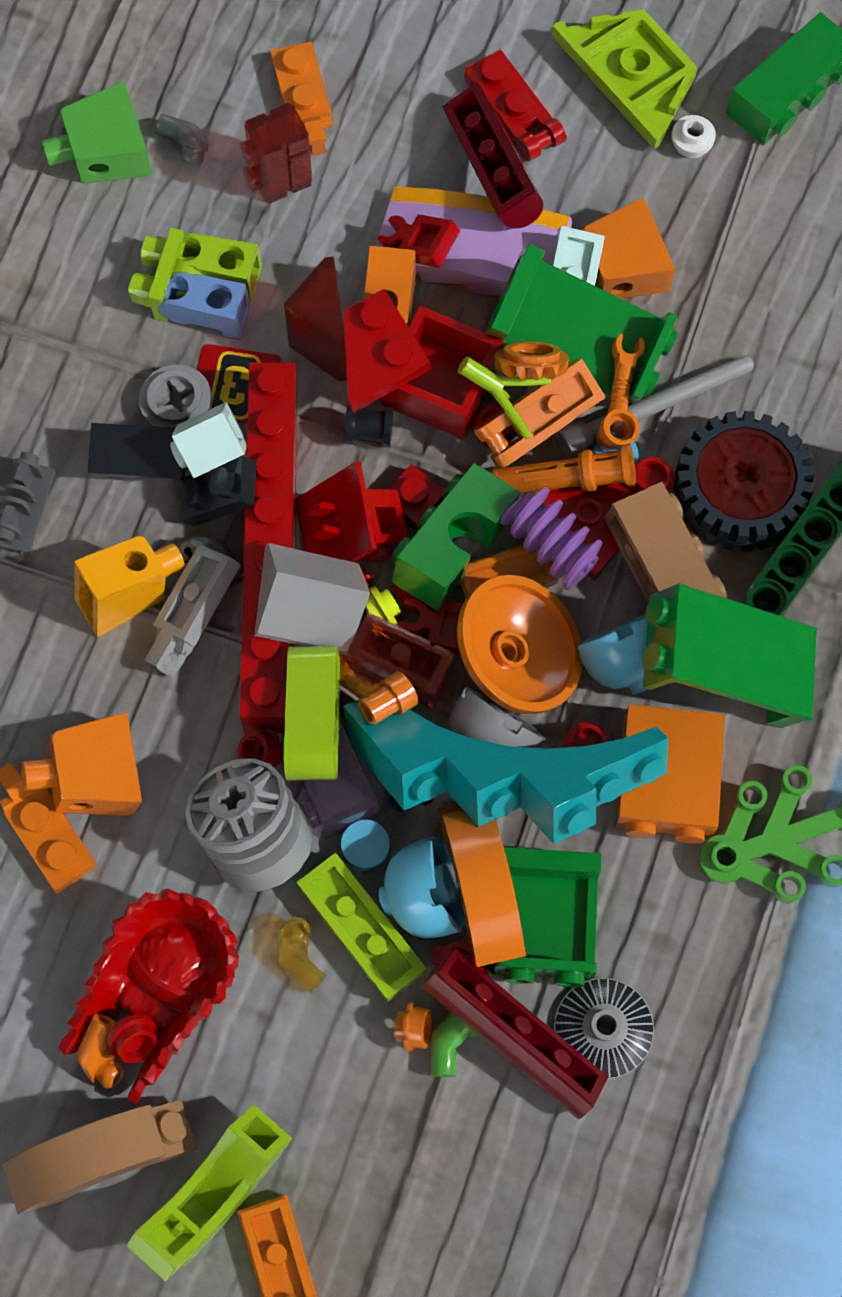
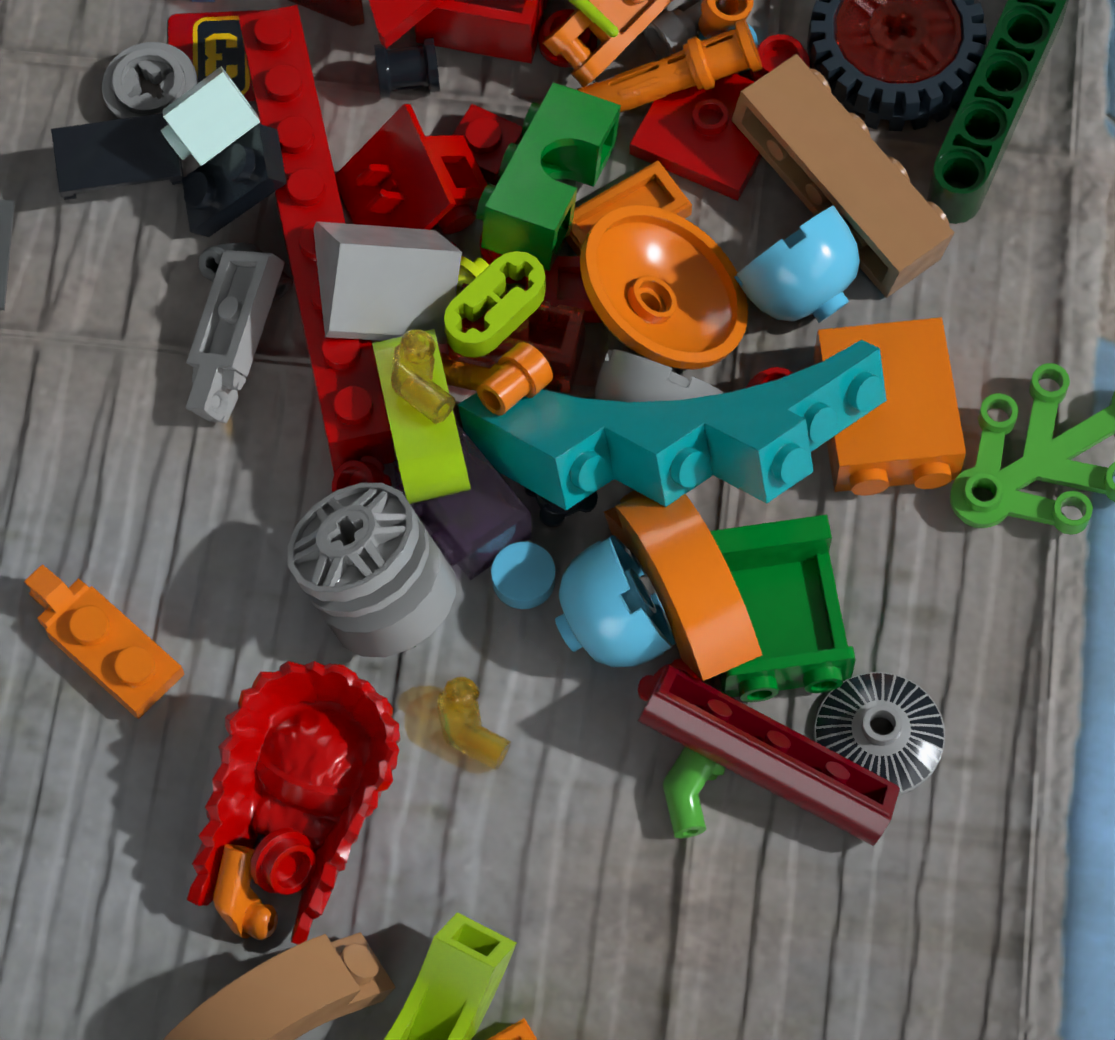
camera: 10 degrees left, 5 degrees down
(89, 769) = (147, 550): orange torso -> none
(123, 581) = (135, 315): light orange torso -> none
(311, 684) = (413, 376): none -> clear yellow arm
(361, 927) = (542, 673): lime plate -> none
(394, 645) = (485, 294): none -> lime beam
(414, 1027) = (638, 779): orange plate -> none
(552, 536) = (673, 150): medium lavender piece -> none
(731, 652) = (932, 235): green panel -> none

